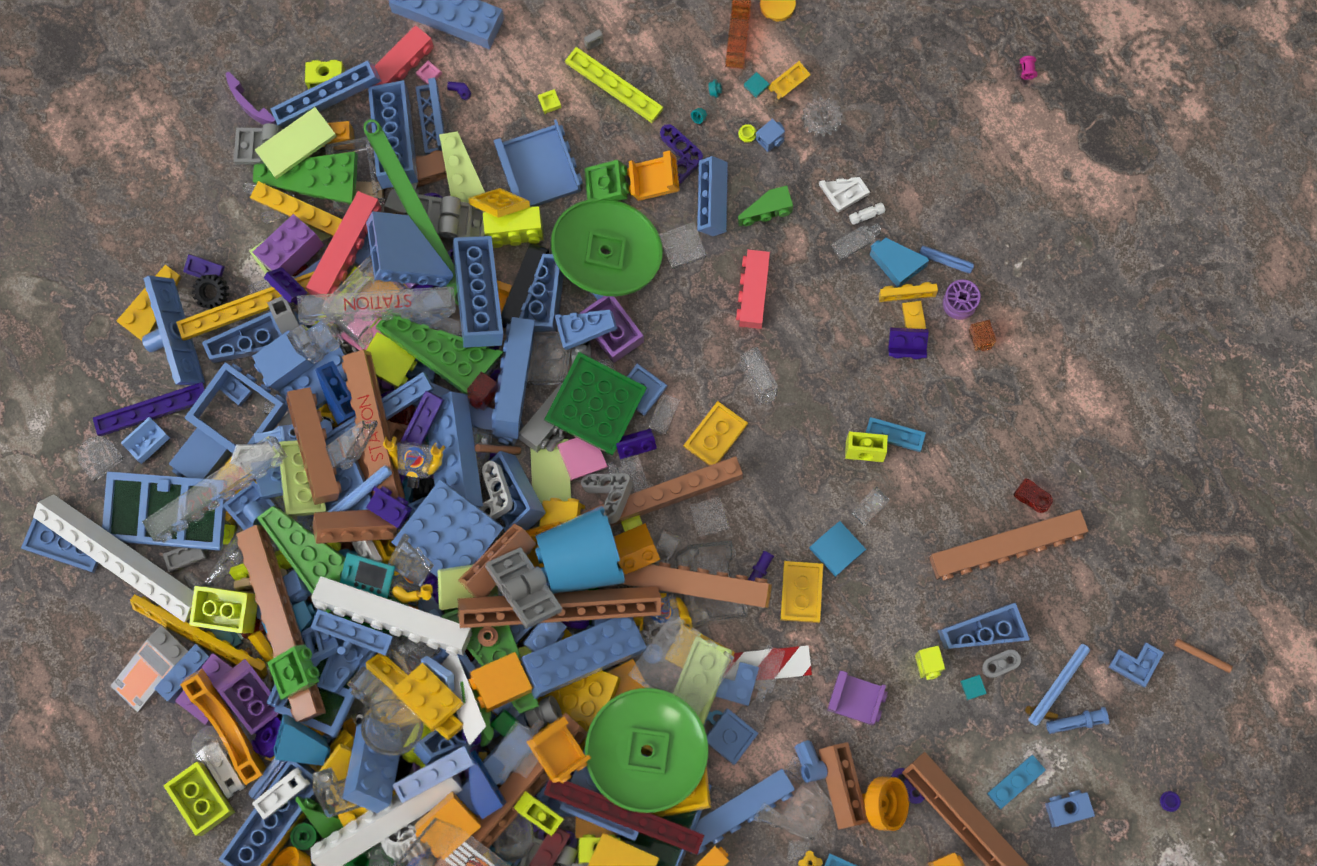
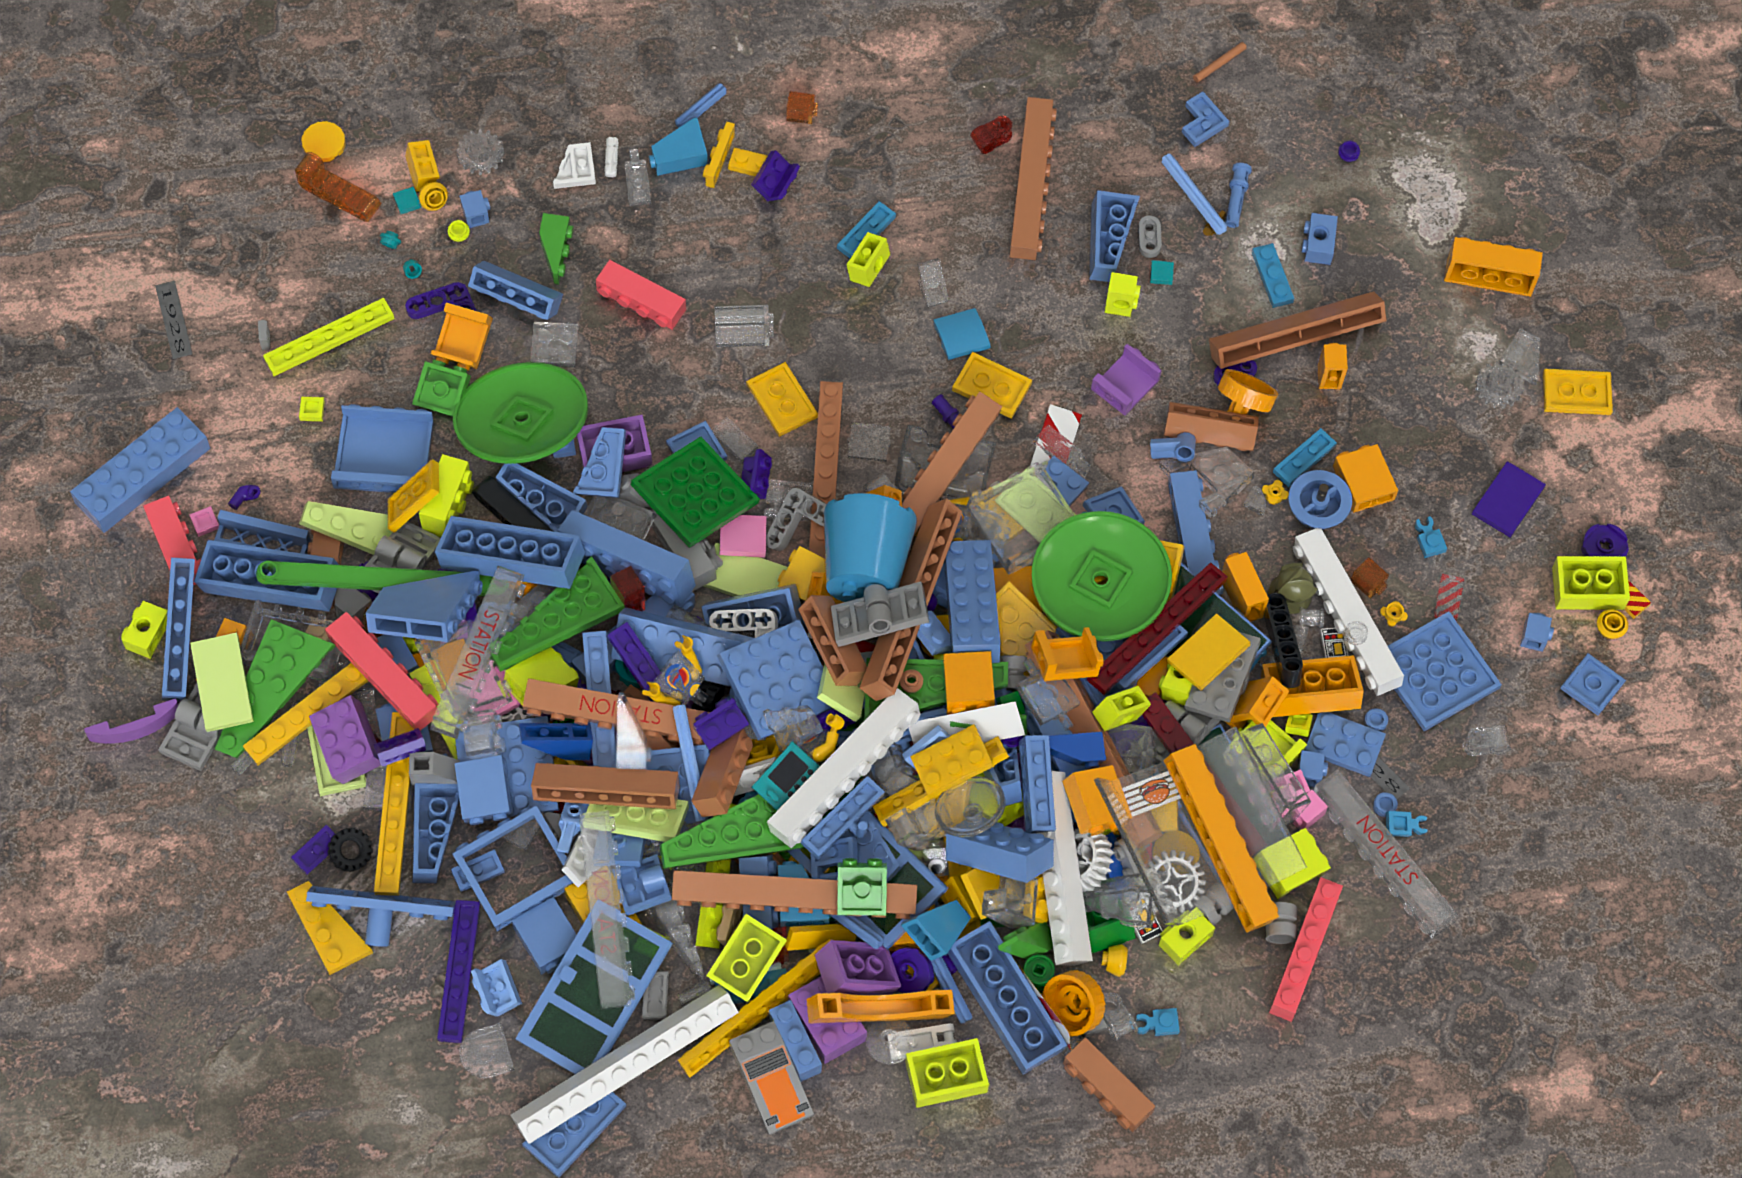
camera: 75 degrees left, 10 degrees down
(280, 794) = (985, 966): white plate -> none
(496, 448) = (697, 609): nougat bar -> none
(766, 100) = (433, 196): none -> yellow cone
(961, 299) = (753, 109): medium lavender wheel -> none

